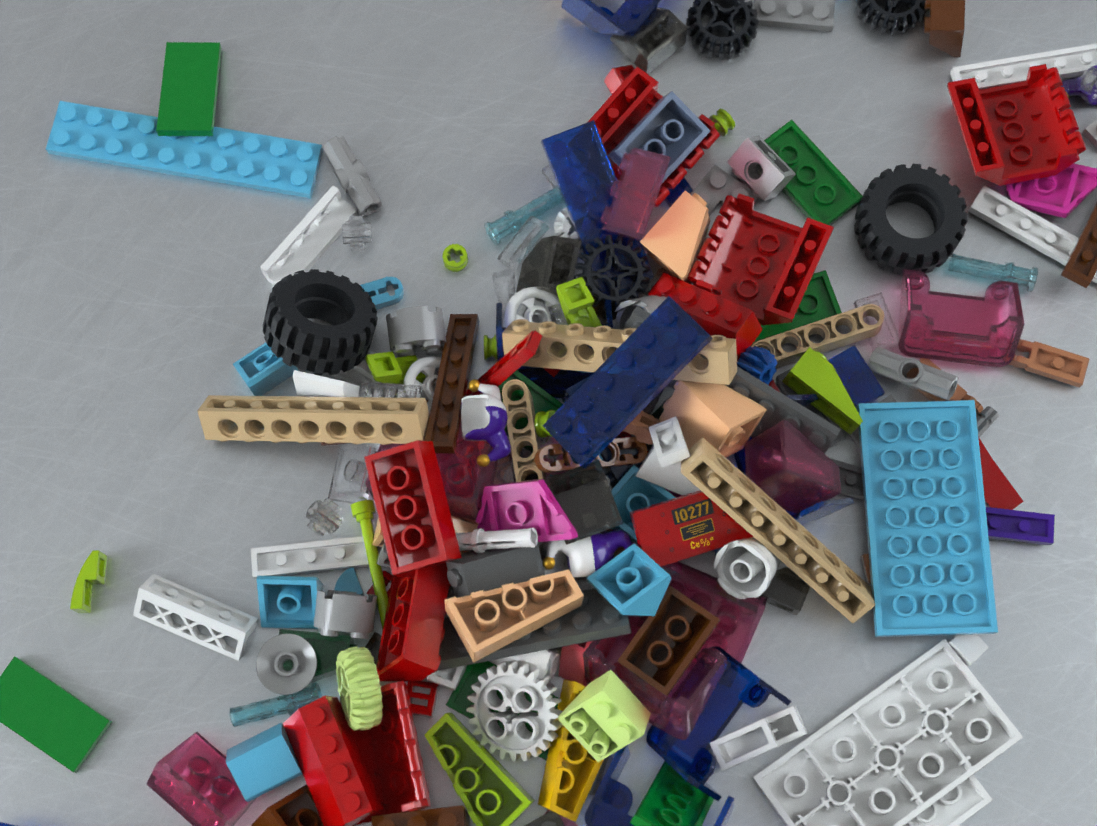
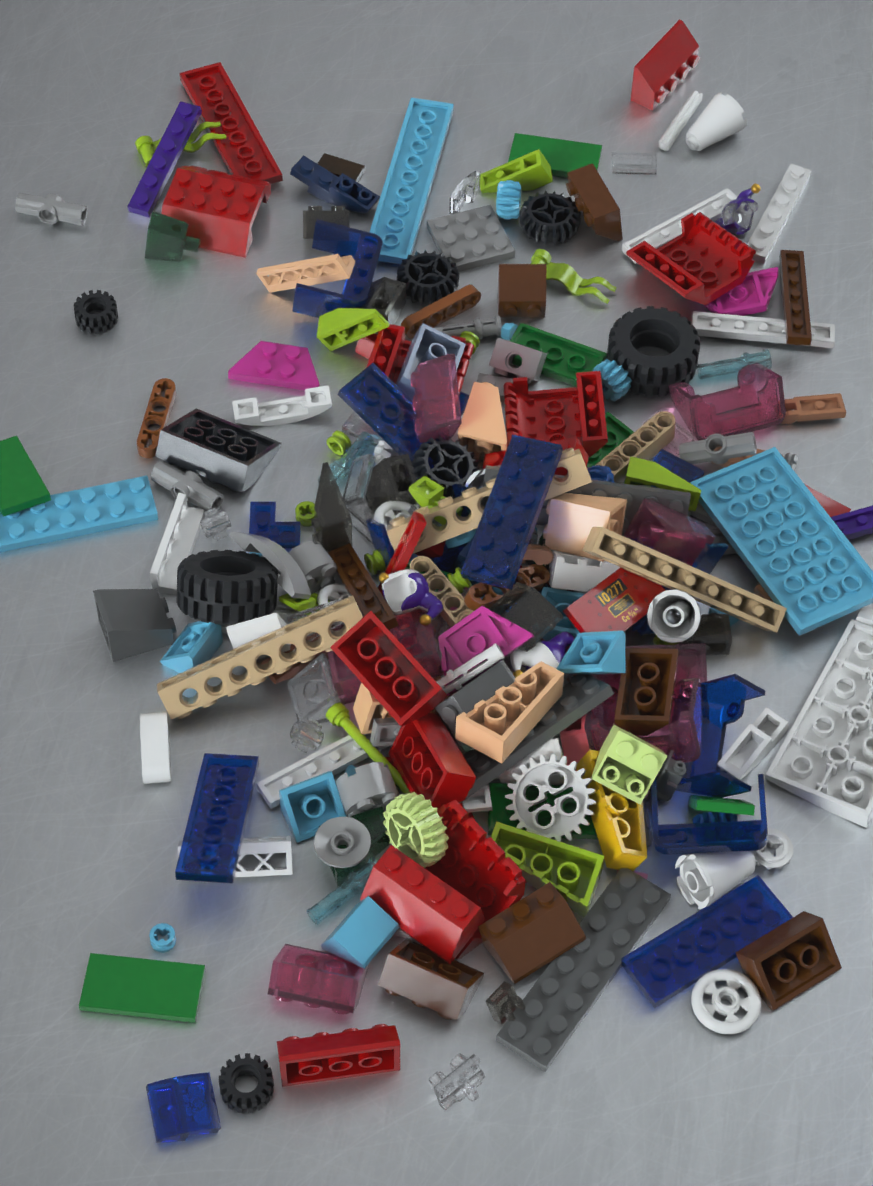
camera: 30 degrees left, 20 degrees down
(78, 667) = (162, 945): none -> medium azure bush
(91, 573) = (127, 865): lime slope -> none
(177, 462) = (155, 747): none -> white beam
(188, 576) = (217, 818): none -> clear blue plate
(221, 311) = (133, 621): none -> dark grey slope
(360, 76) = (153, 417): none -> dark orange beam
(383, 315) = (291, 576): none -> light grey slope
(404, 143) = (216, 449): none -> black slope
(404, 262) = (264, 524): none -> clear blue plate
(467, 275) = (332, 520): none -> clear smoke slope
(490, 123) = (282, 411): none -> white slope
(515, 67) = (276, 366): none -> dark pink wing
(527, 188) = (338, 442): none -> lime bush
(600, 53) = (348, 325): none -> lime slope
(648, 743) = (668, 778): none -> dark grey hinge
(669, 442) = (568, 543): white plate -> none
(714, 71) = (459, 301): none -> dark orange beam
(740, 108) = (479, 327): none -> light grey pin
(770, 126) = (508, 330): none -> medium azure tile
(809, 85) = (521, 290): none -> reddish brown slope
(847, 236) = (614, 379): none -> medium azure gear
(870, 80) = (569, 278): none -> lime flag

